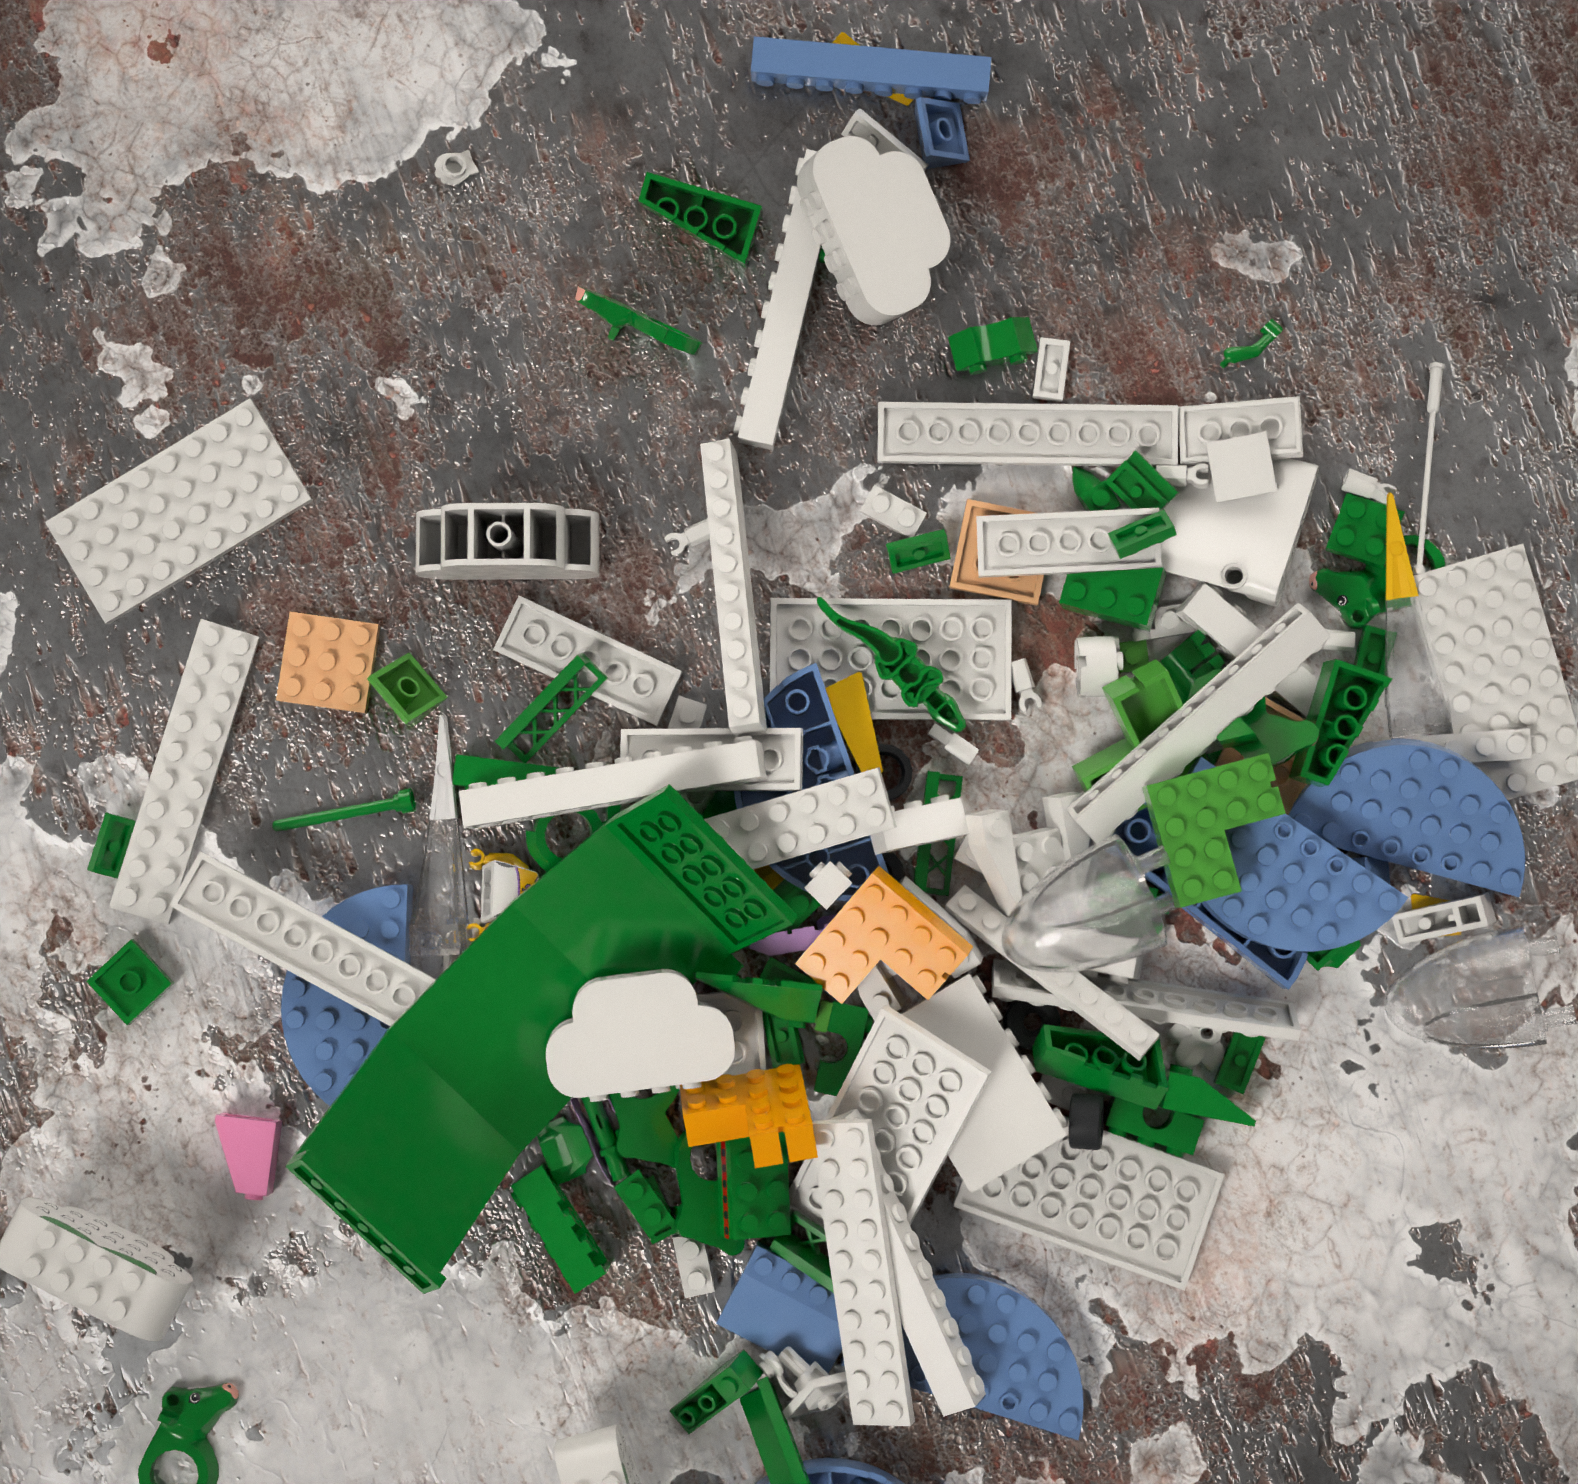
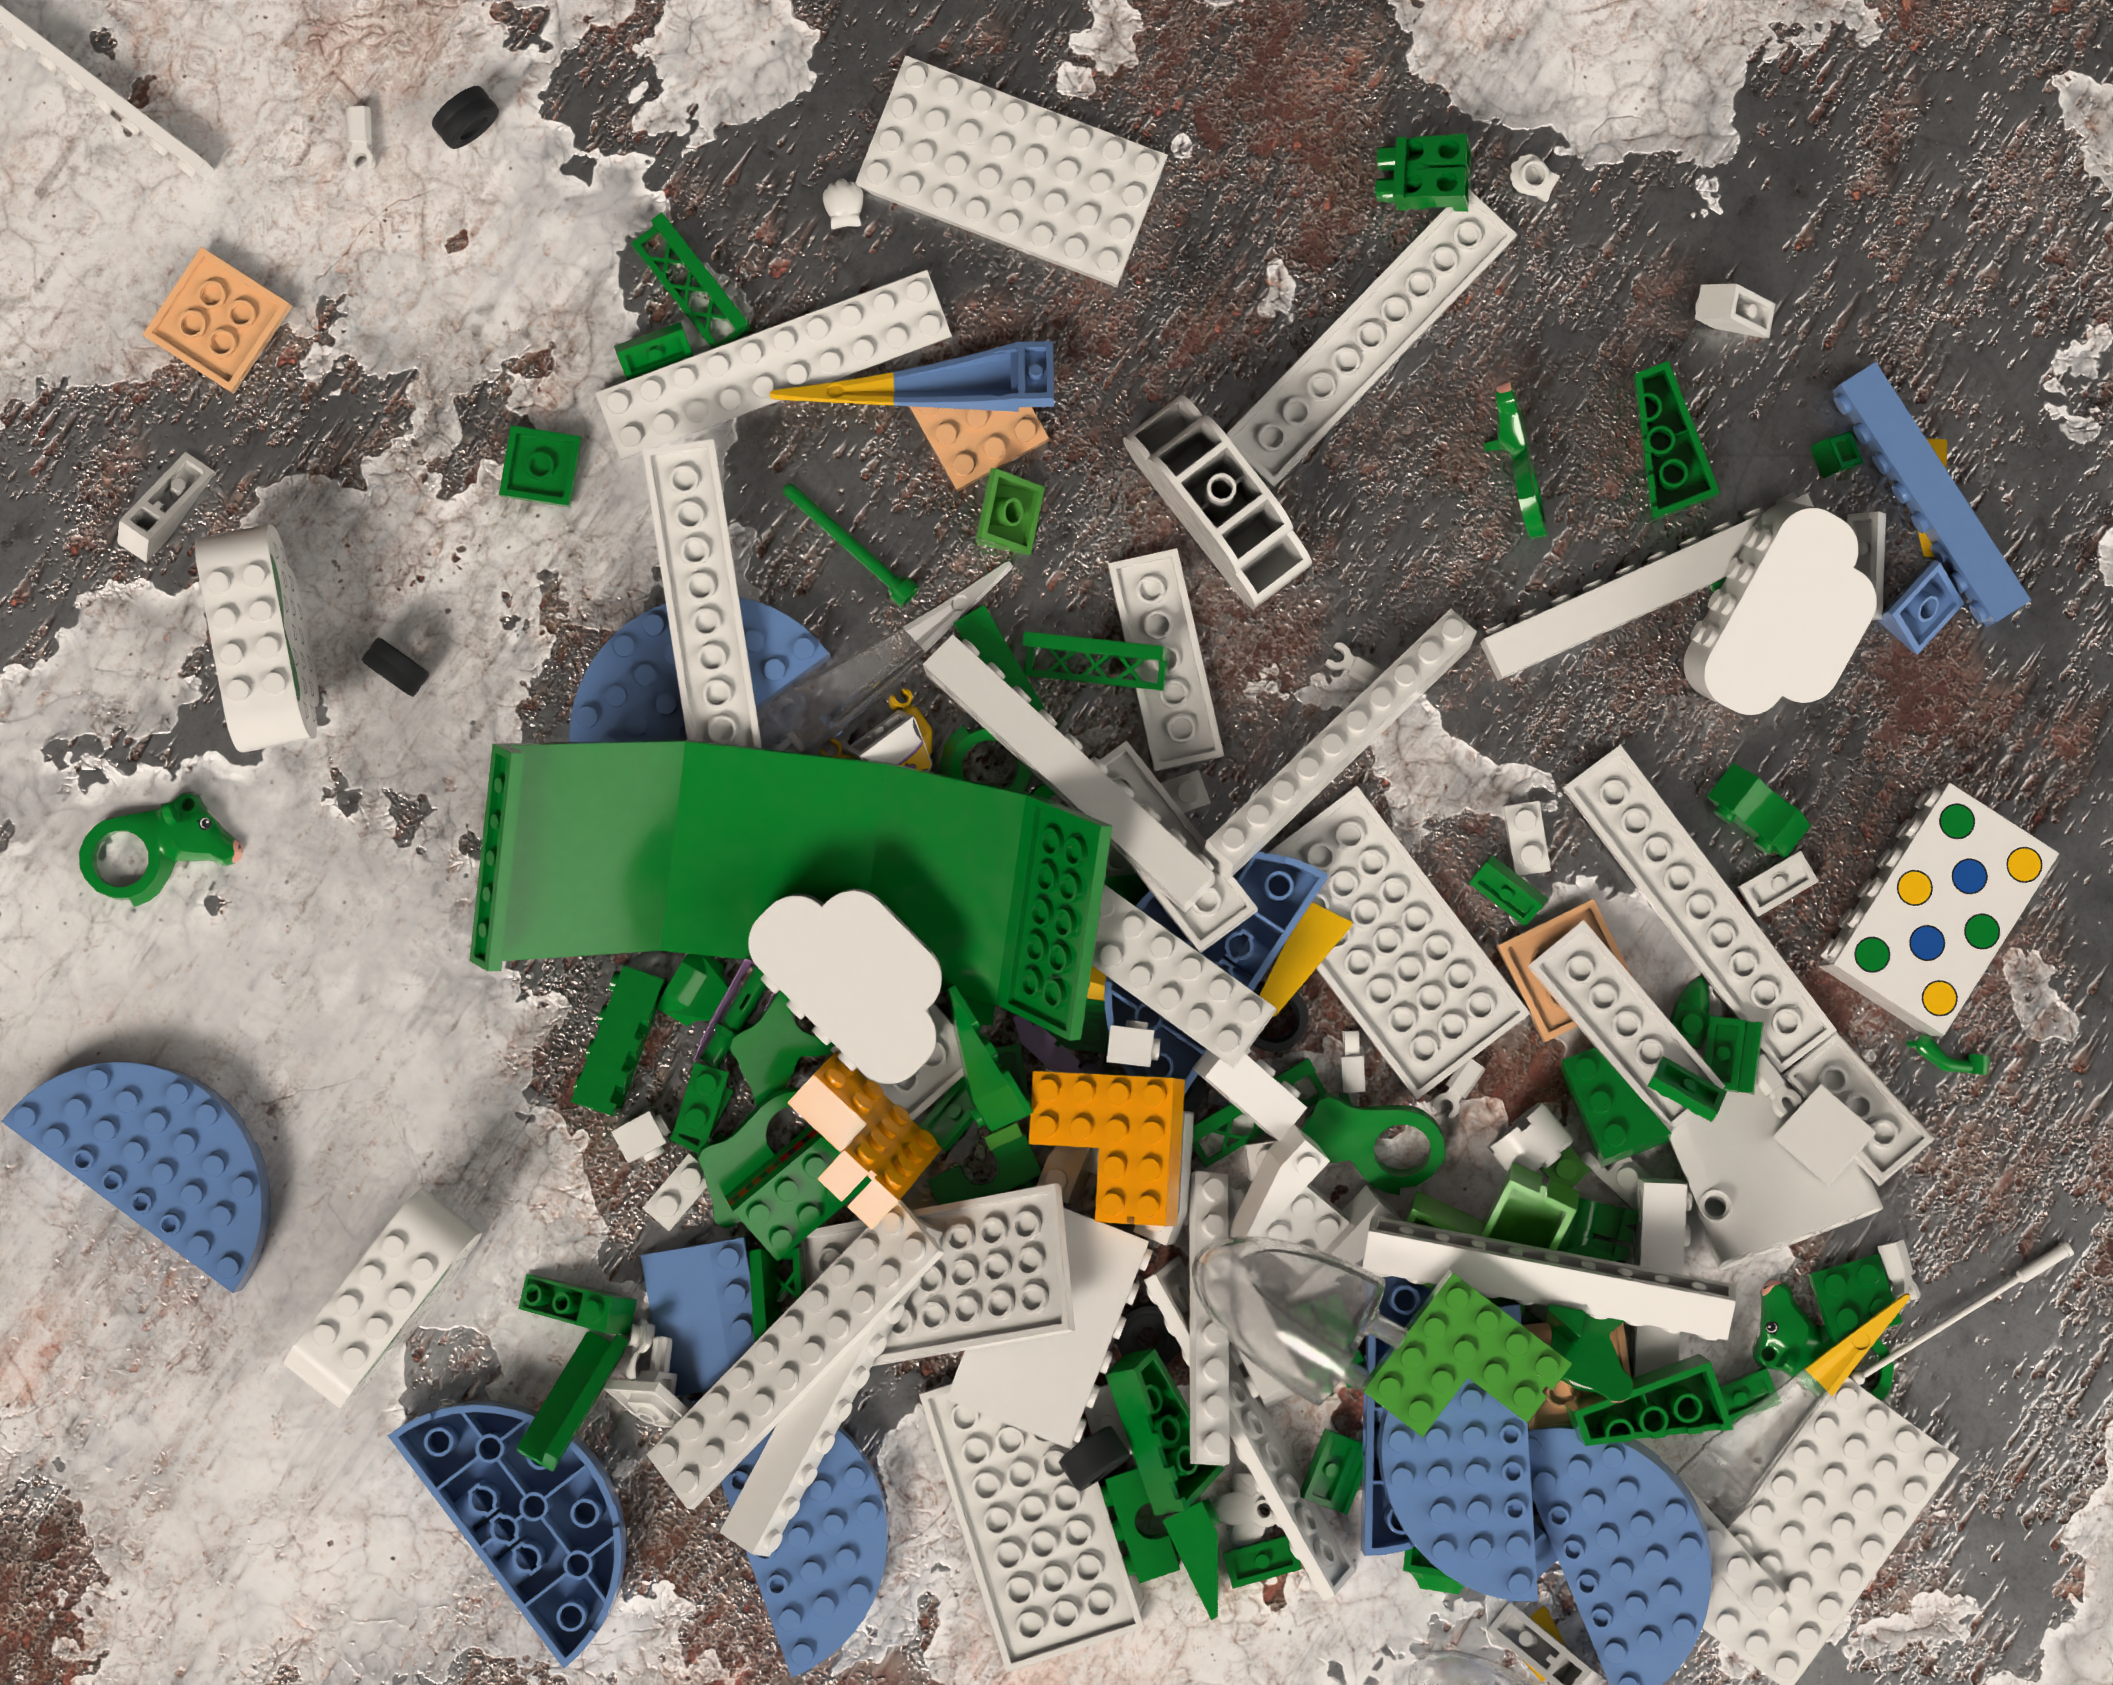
camera: 40 degrees right, 0 degrees up
(83, 774) = (699, 273): none -> green fence
(112, 640) = (843, 203): none -> white animal
(188, 1186) = (395, 667): none -> black tyre
(250, 1152) = (469, 699): bright pink slope -> none
(306, 635) = (987, 380): none -> medium blue plate
(396, 235) = (1426, 172): none -> green hips
(477, 357) = (1369, 338): none -> white plate
(637, 1261) = (643, 1137): none -> white brick
(647, 103) = (1734, 310): none -> white slope
(795, 110) = (1836, 454): none -> green slope
(898, 661) = (1389, 954): green animal -> none
(1000, 781) = (1351, 1133): none -> green animal
(1148, 276) = (1937, 909): none -> white brick
(1217, 966) = (1334, 1472): none -> green plate
(1340, 641) = (1731, 1353): white bar -> none

